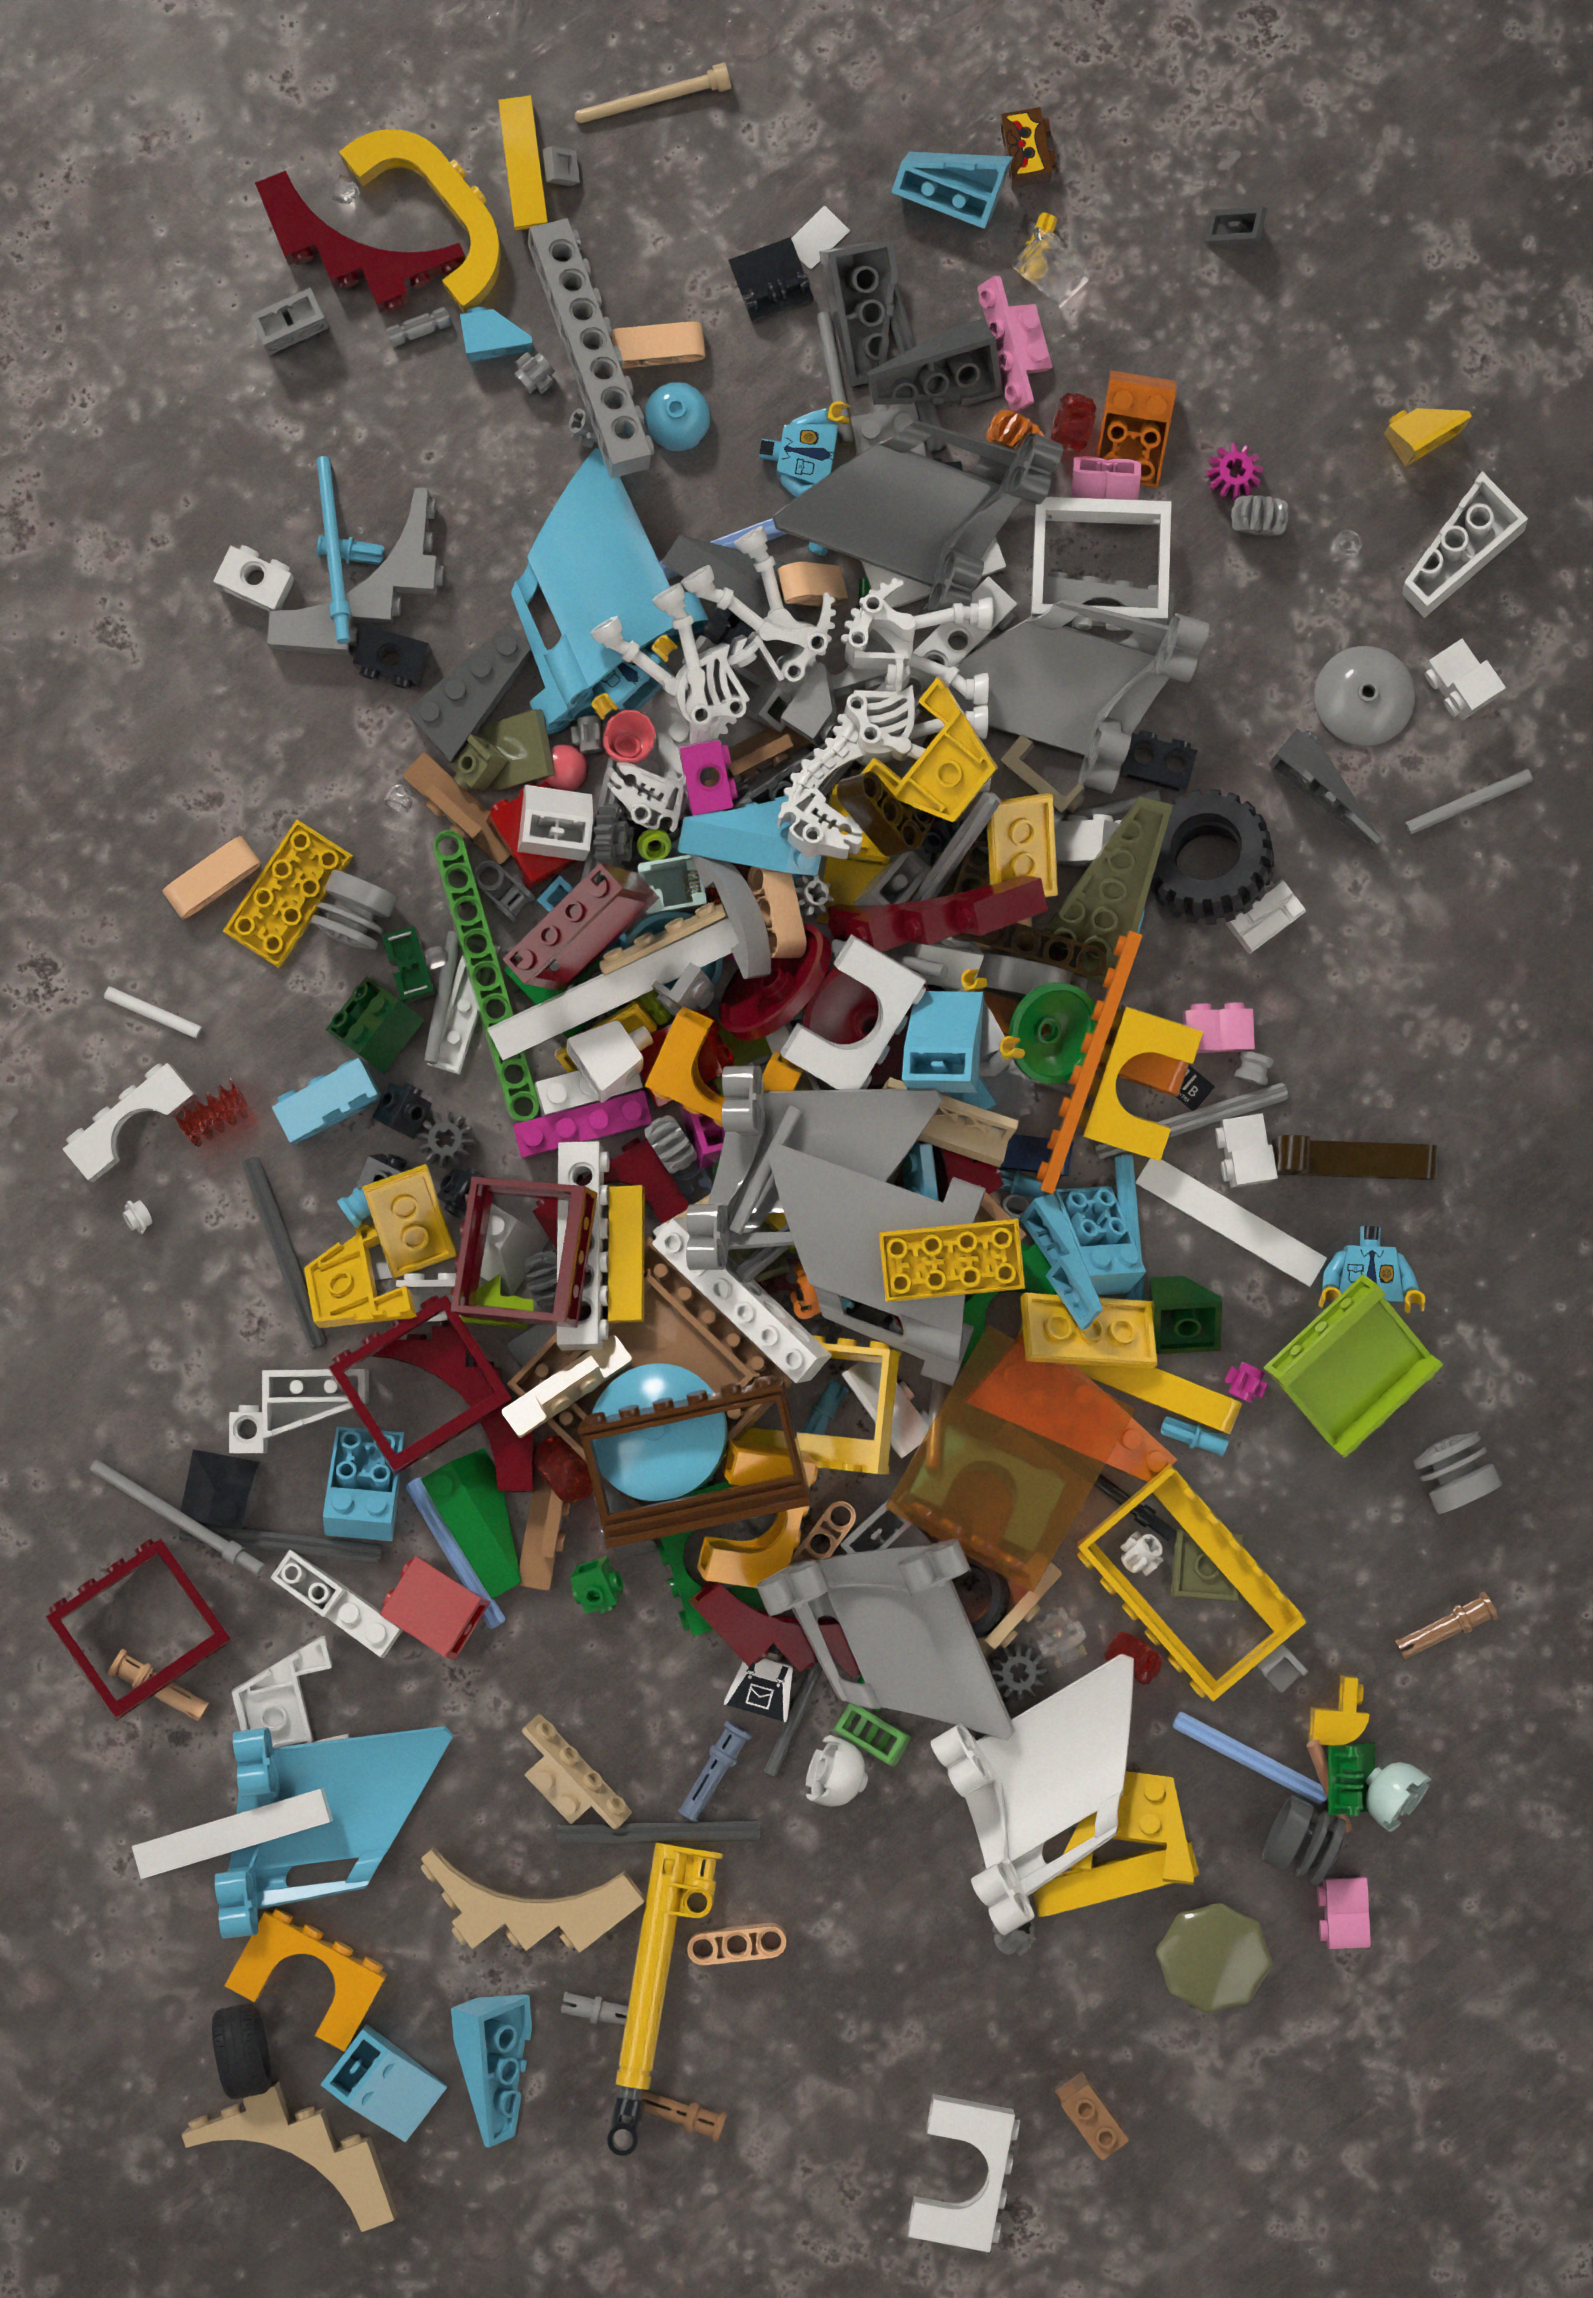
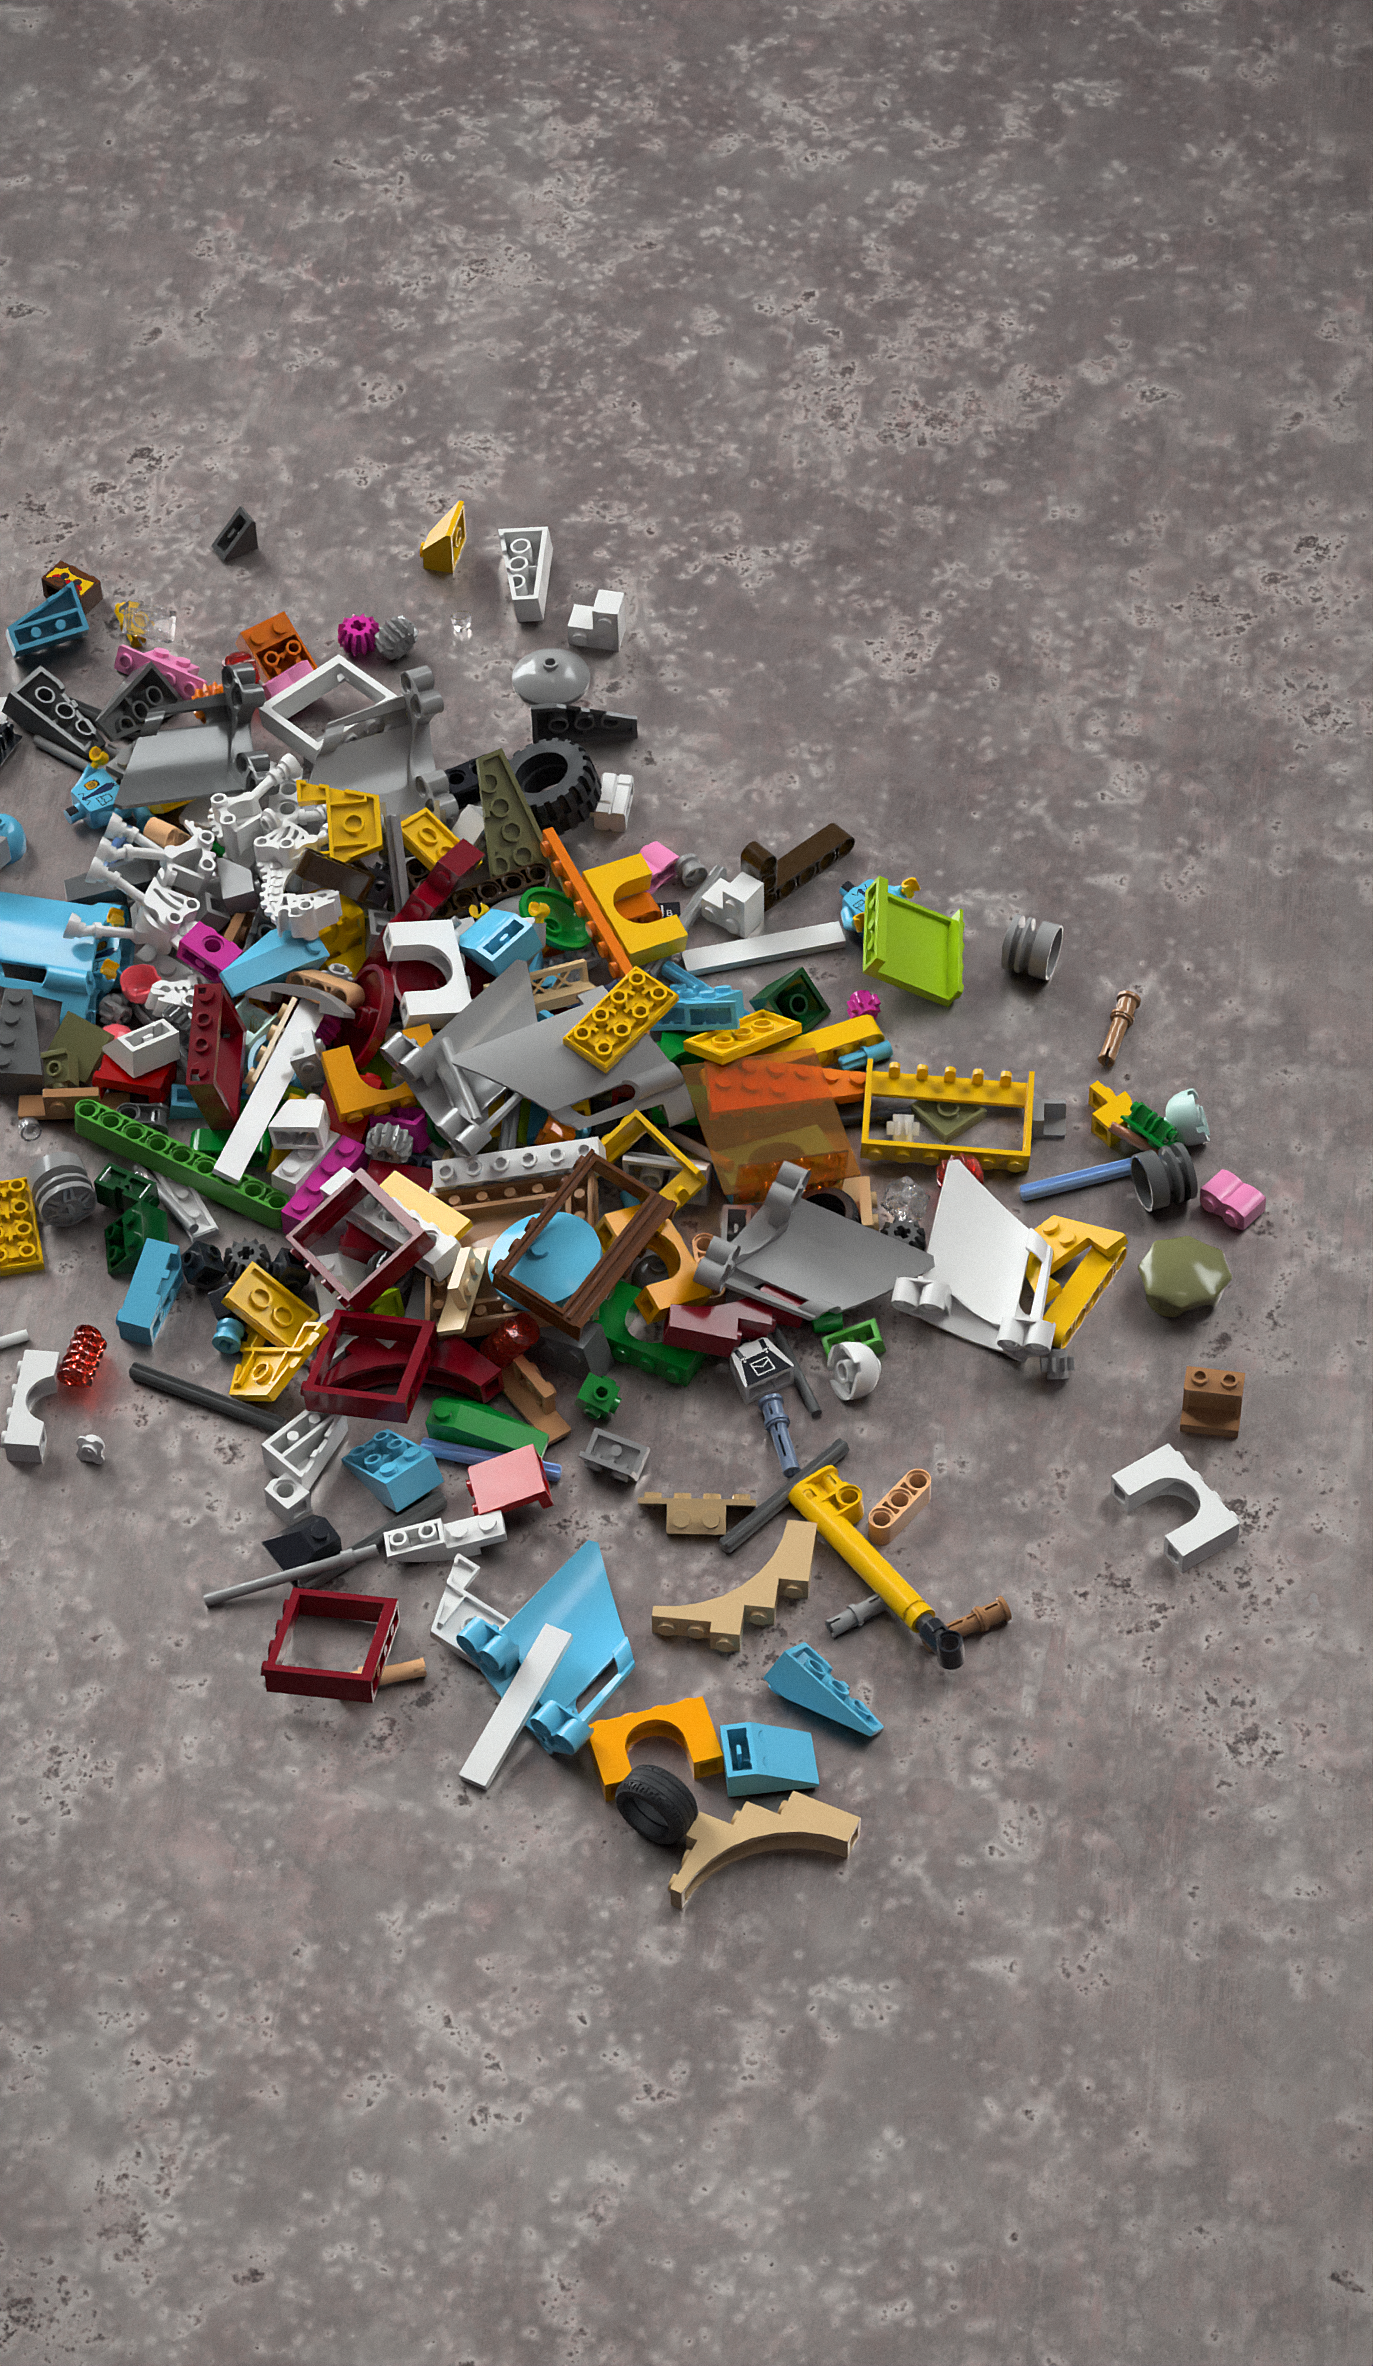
camera: 45 degrees left, 35 degrees down
(554, 1656) = (615, 1455): none -> light grey bracket
(1469, 801) = (665, 677): light grey bar -> none

